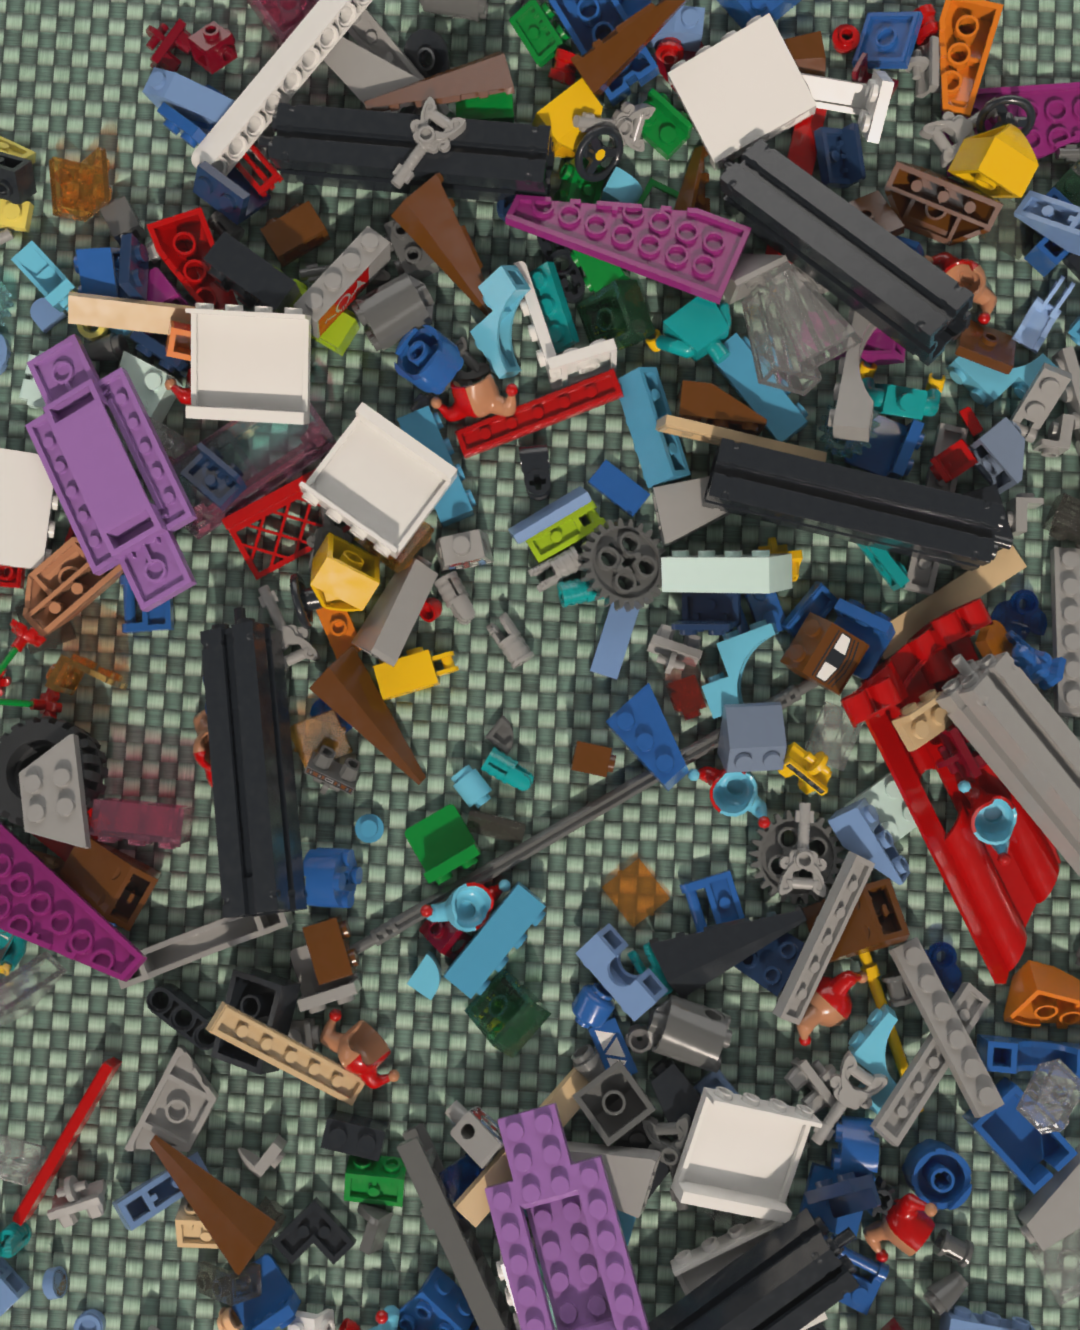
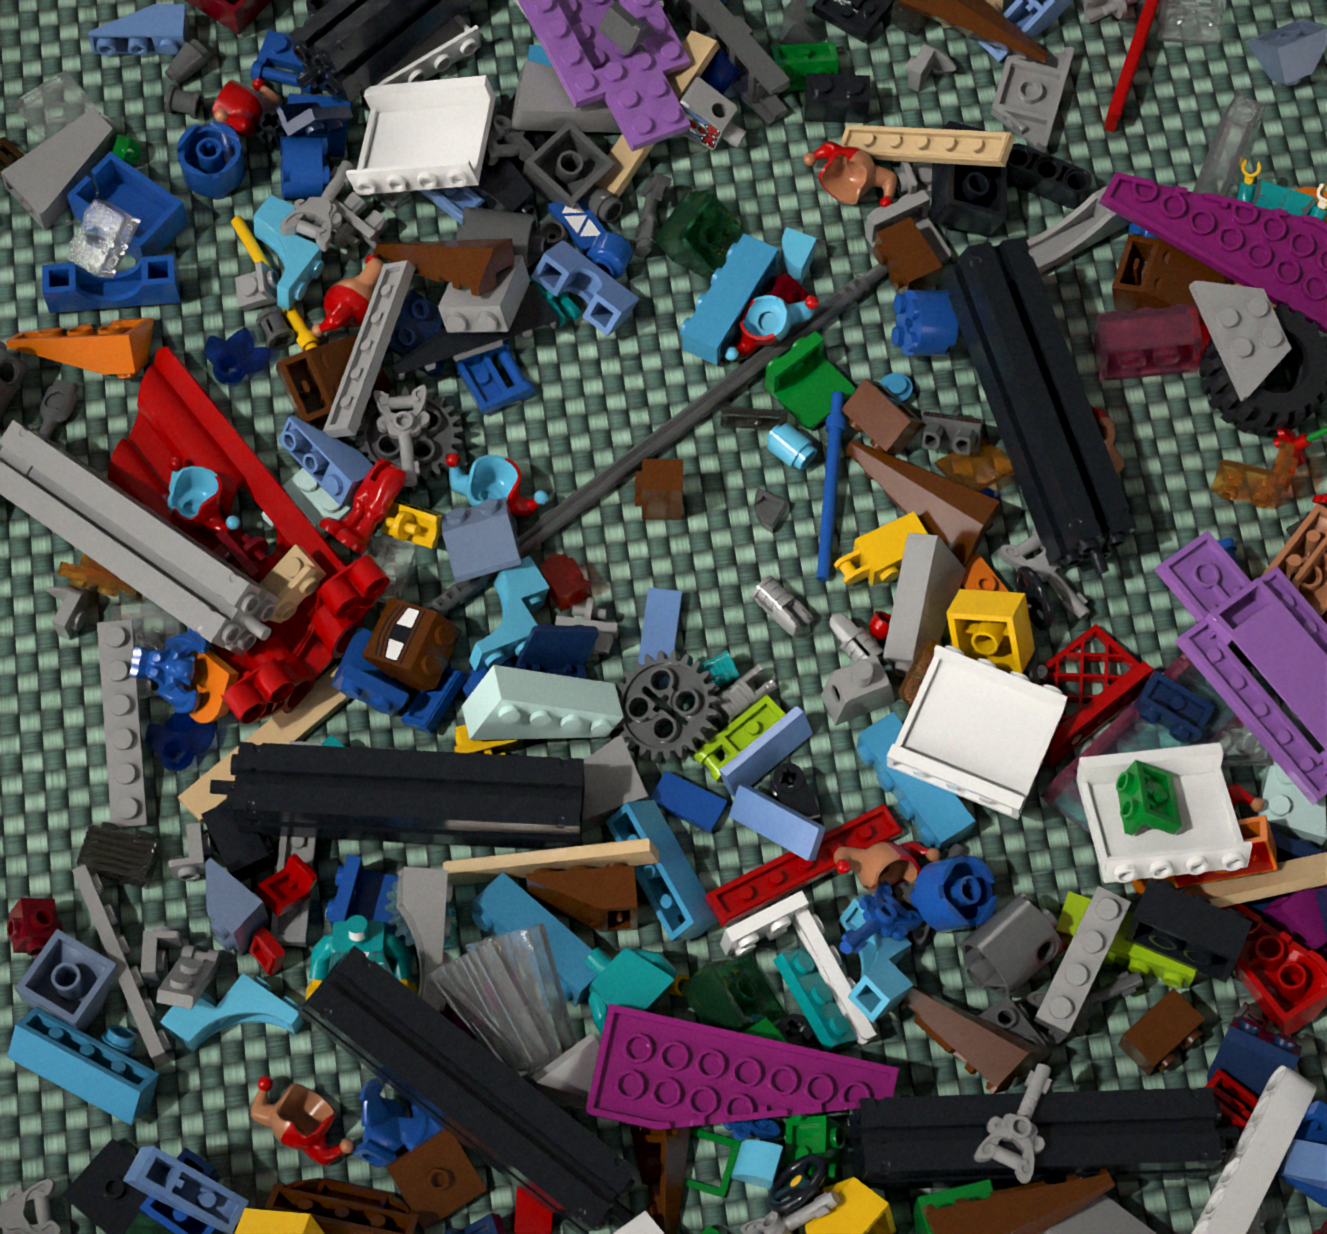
camera: 165 degrees right, 20 degrees down
(258, 377) = (1147, 798): none -> green bracket
(388, 796) = (882, 417): none -> reddish brown brick
(430, 799) = (835, 427): none -> blue bar
(491, 345) = (882, 916): none -> blue piece
(507, 770) = (752, 470): teal hinge -> none
(540, 1065) = (645, 234): none -> dark grey piece
(543, 1224) = (624, 28): none -> dark grey tile
(554, 446) = (777, 822): none -> medium blue tile
(635, 892) = (583, 377): clear orange piece -> none
(649, 738) = (598, 521): blue wedge -> none
(715, 973) = (490, 311): none -> light grey brick
(733, 1006) = (456, 261): none -> reddish brown wedge
(841, 786) = (370, 506): none -> red piece
(909, 1032) = (257, 287): none -> light grey bracket
(924, 1072) = (233, 255): light grey plate -> none
(946, 1027) = (222, 289): light grey plate -> none
(987, 347) = (260, 1043): reddish brown plate -> none
(1013, 1203) = (126, 149): none -> green plate
(1041, 318) = (191, 1100): light blue arm -> none

